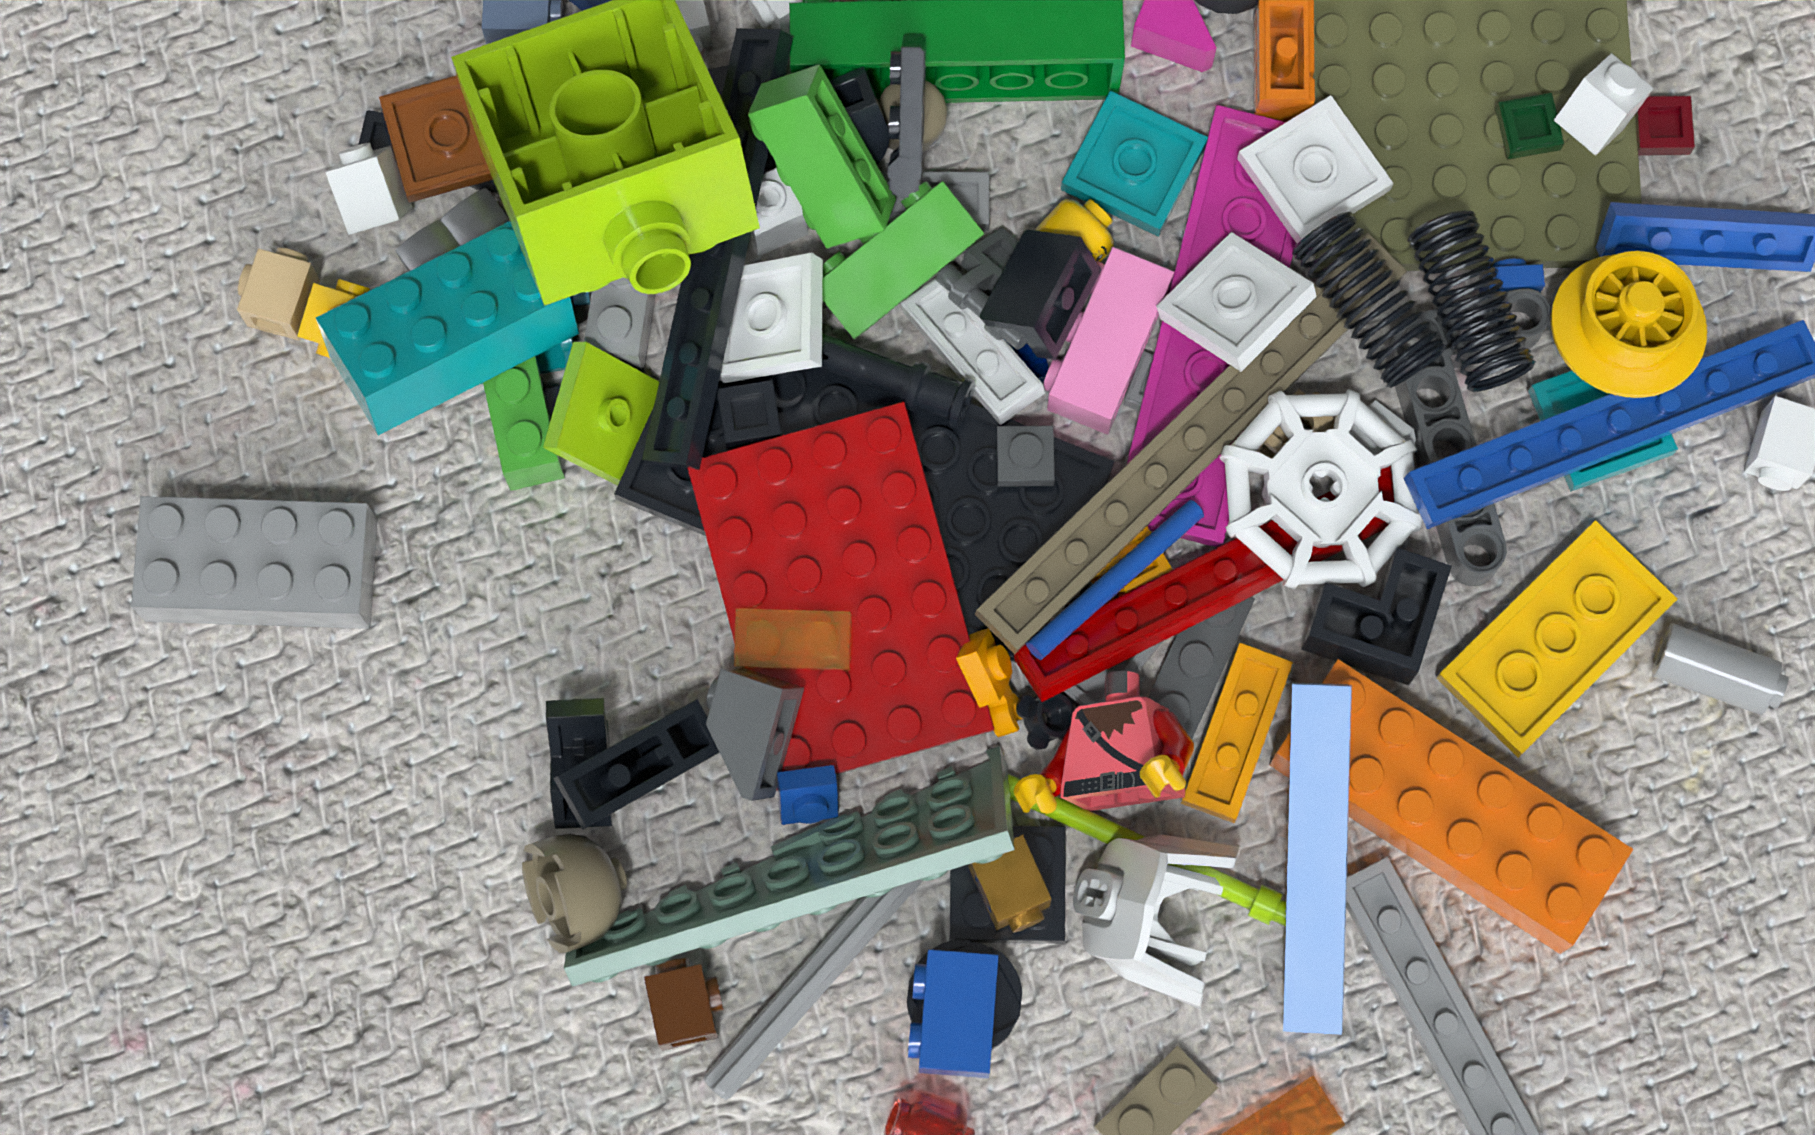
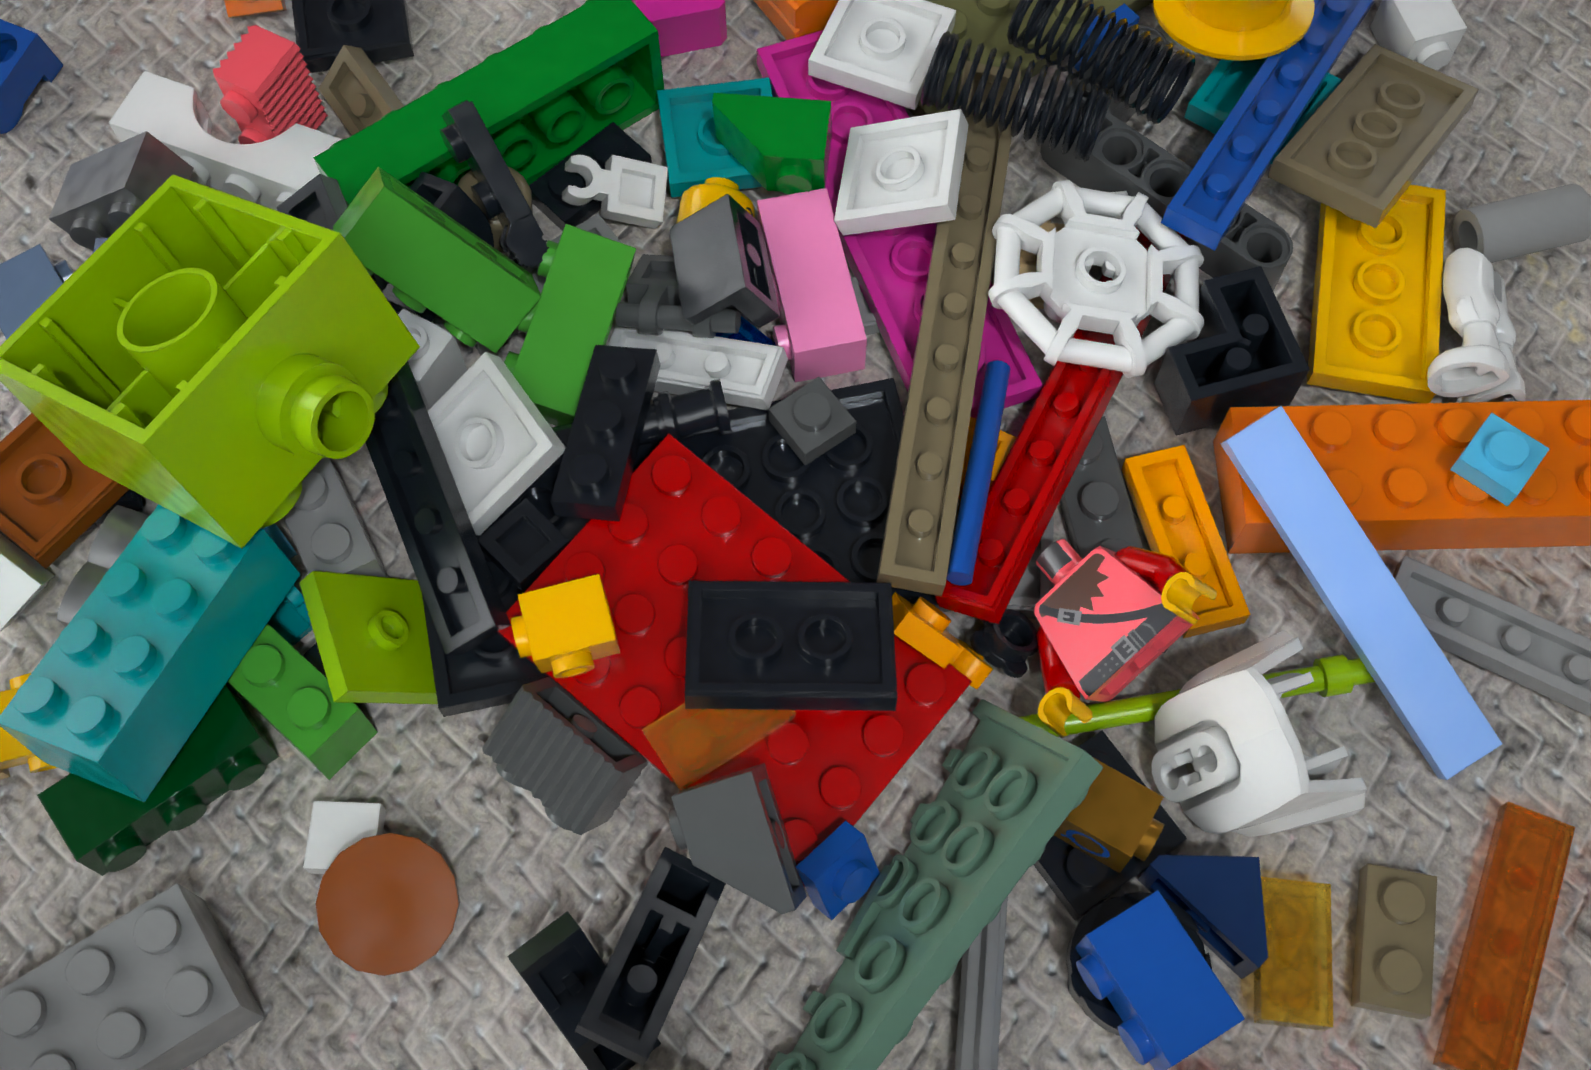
camera: 35 degrees left, 10 degrees down
(345, 433) = (112, 829): none -> dark green brick
(495, 541) = (337, 827): none -> white tile
(495, 608) = (387, 904): none -> dark orange tile
(676, 587) = (563, 756): none -> dark grey brick
(731, 502) = (565, 627): none -> yellow brick
(860, 370) = (606, 433): none -> black plate
(875, 619) = (790, 646): none -> black tile
(1009, 130) = (549, 187): none -> black plate
(1024, 165) = (627, 187): none -> white plate
(1049, 992) = (1223, 901): none -> dark blue slope
(1075, 1064) = (1297, 977): none -> clear yellow plate
(1166, 209) = (777, 139): none -> green slope
(1496, 834) = (1499, 459): none -> medium azure plate
(1599, 732) = (1479, 313): none -> white piece
(1656, 513) = (1373, 135): none -> dark tan plate

